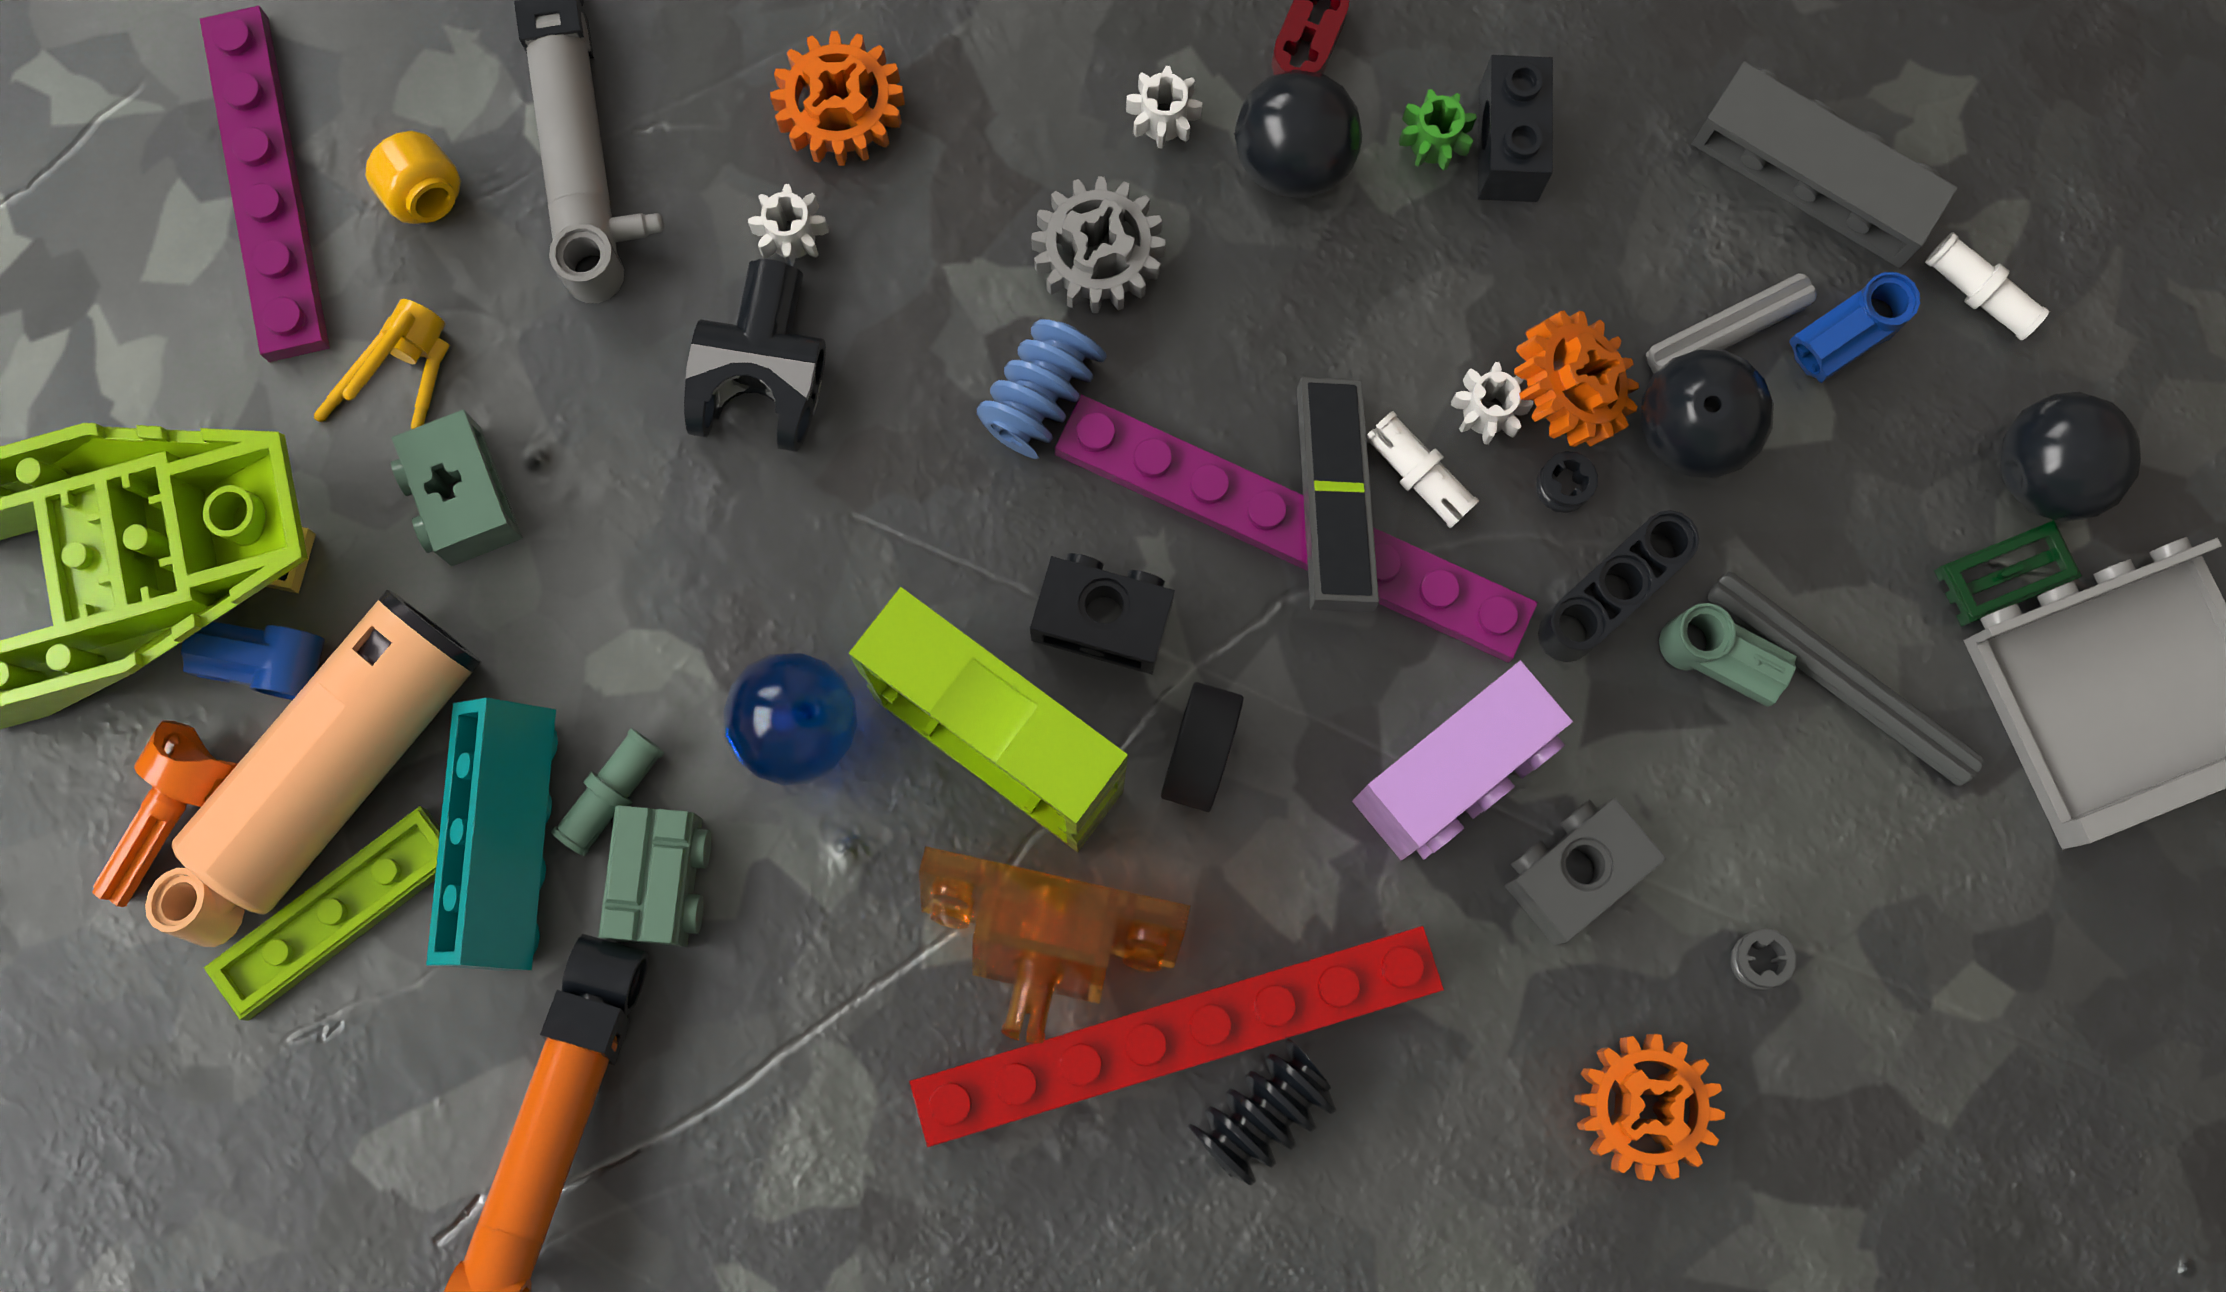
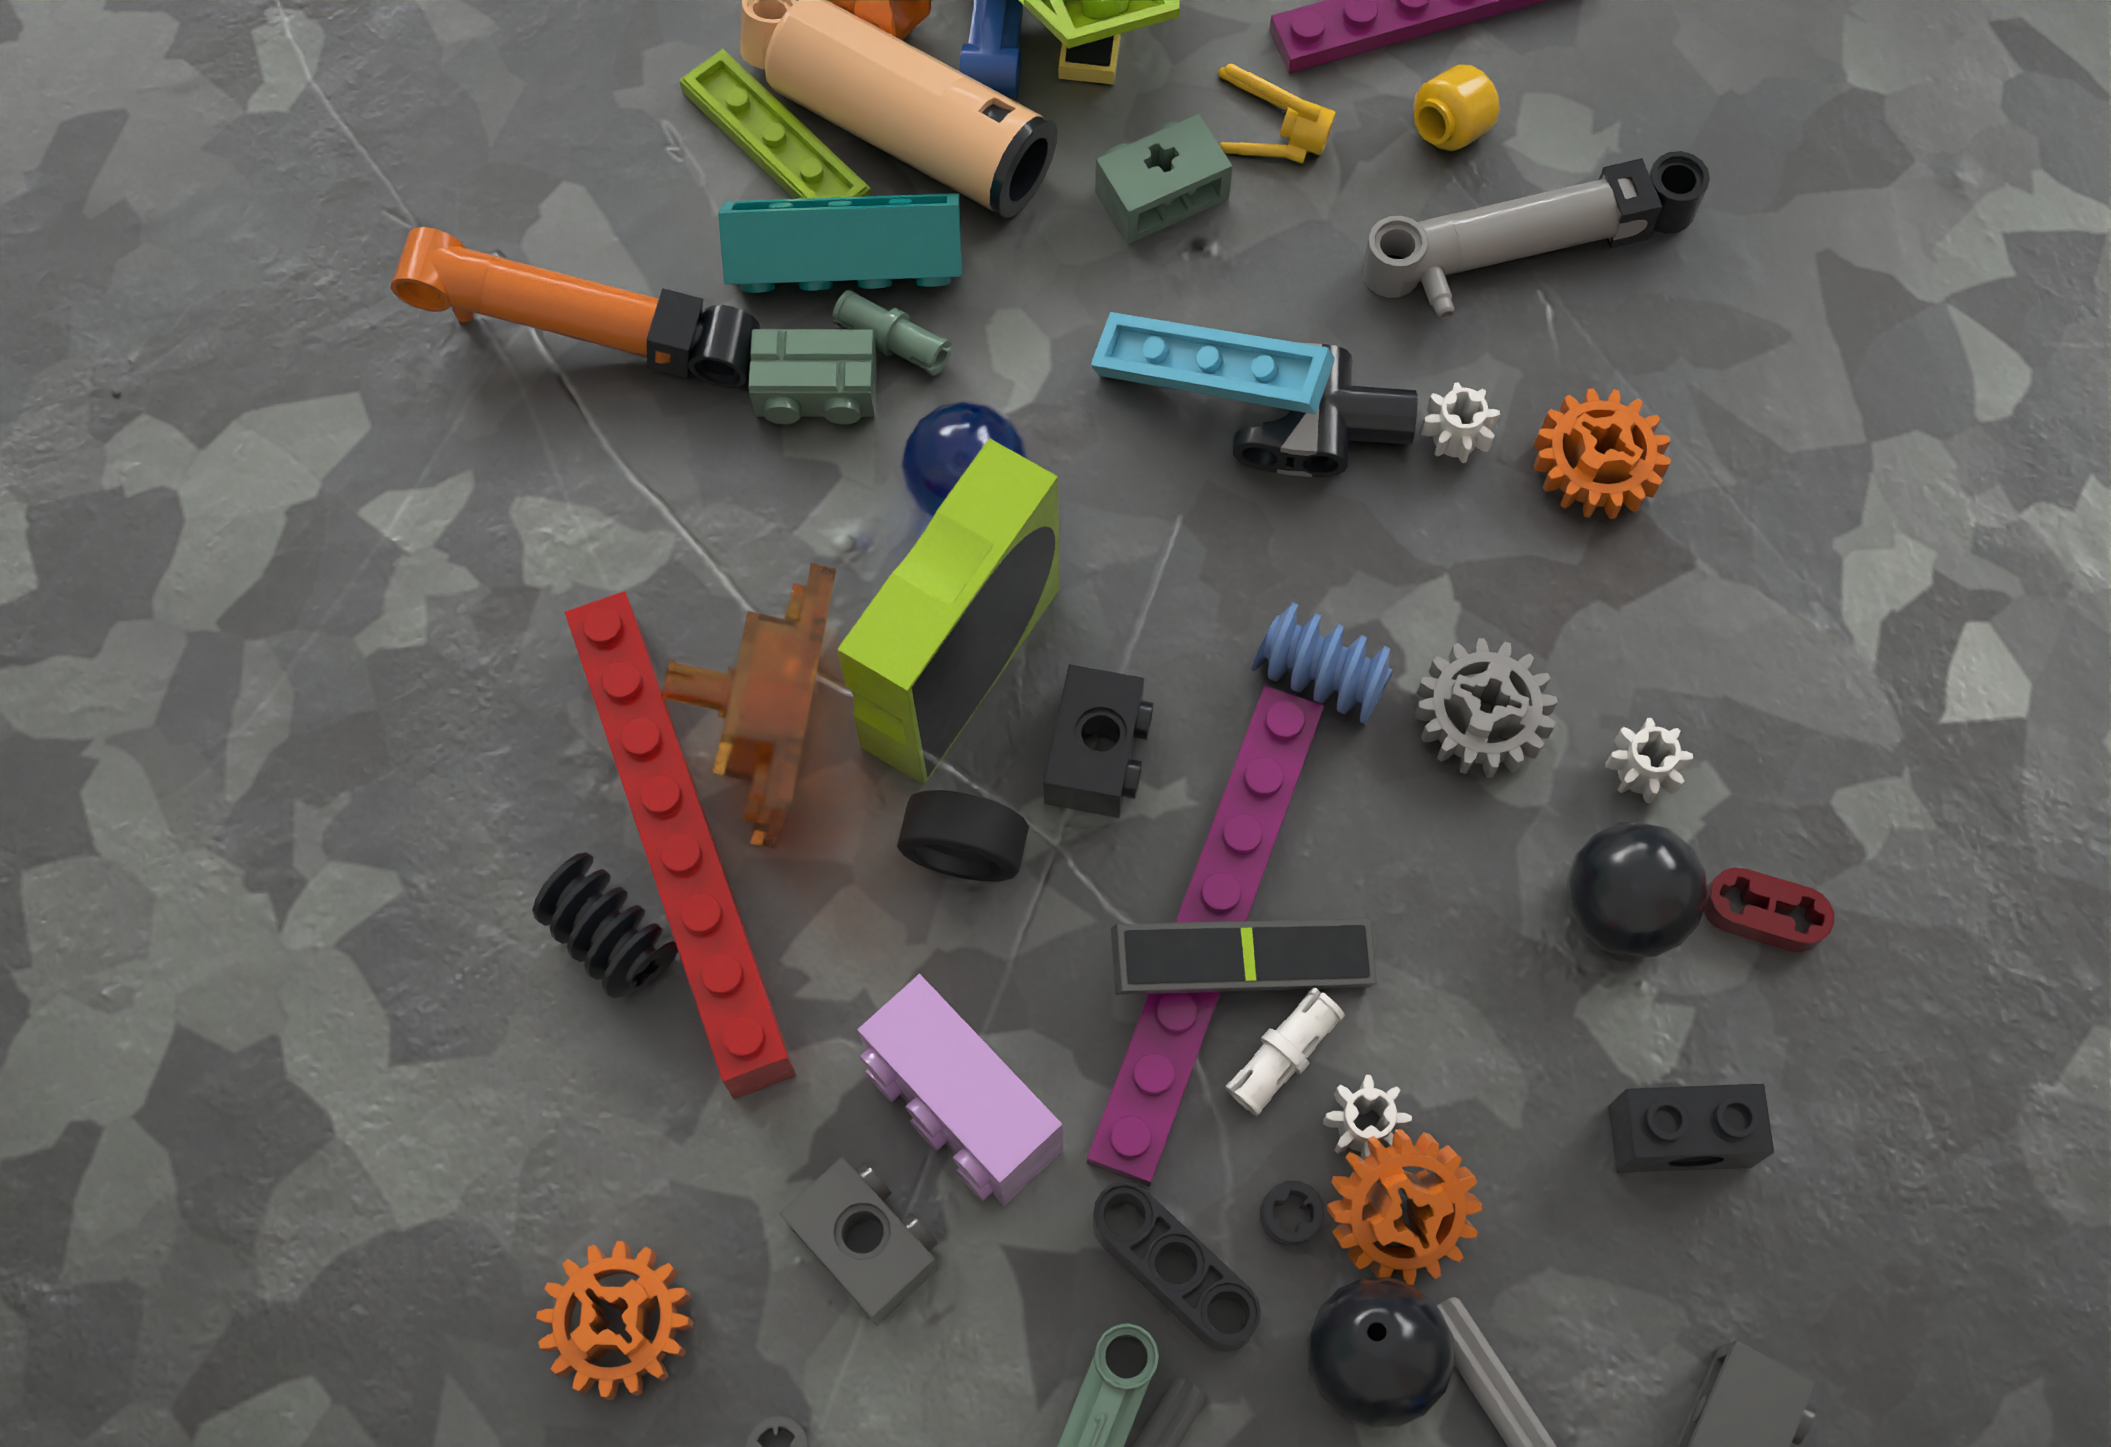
camera: 90 degrees right, 10 degrees down
(700, 455) = (1213, 362): none -> medium azure plate
(1437, 129) = (1677, 1028): bright green gear -> none

